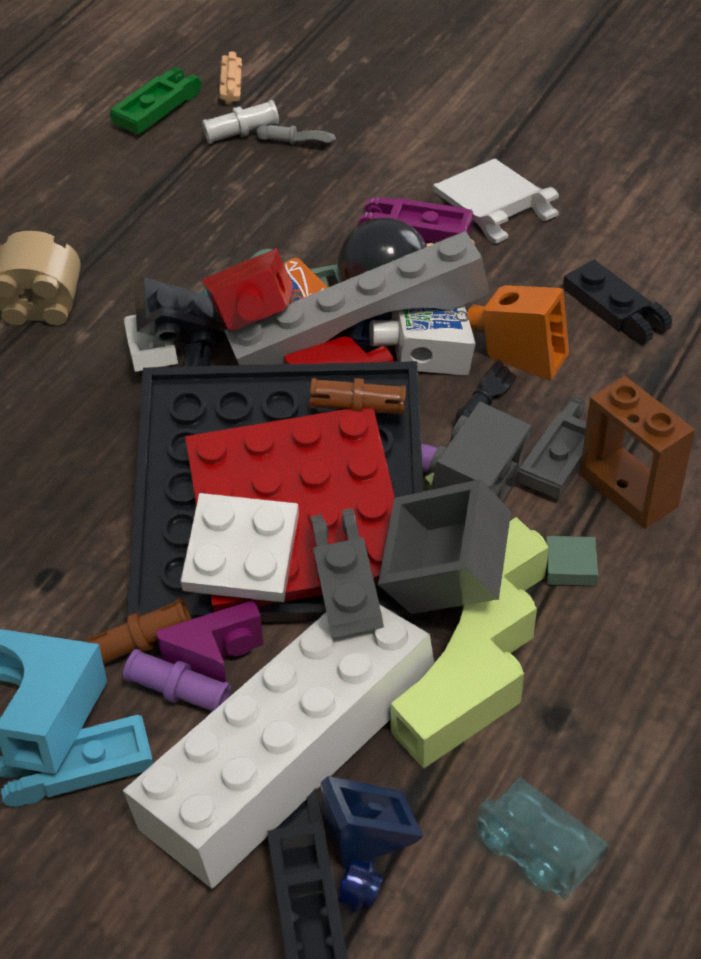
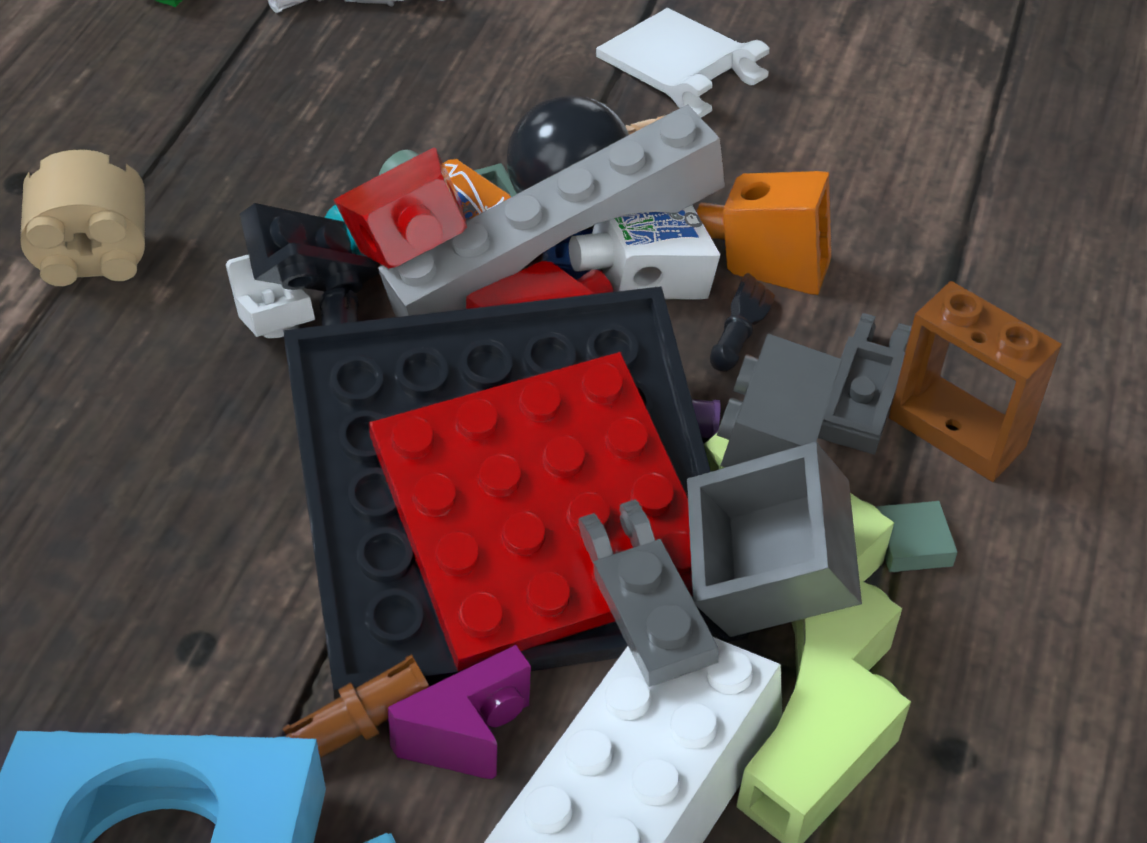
camera: 15 degrees left, 0 degrees up
(175, 681) = (426, 776): medium lavender pin -> none
(240, 547) = (487, 573): white plate -> none
(357, 396) = (597, 342): dark orange pin -> none
(431, 220) = (628, 95): magenta hinge -> none
(617, 302) = (879, 185): black hinge -> none

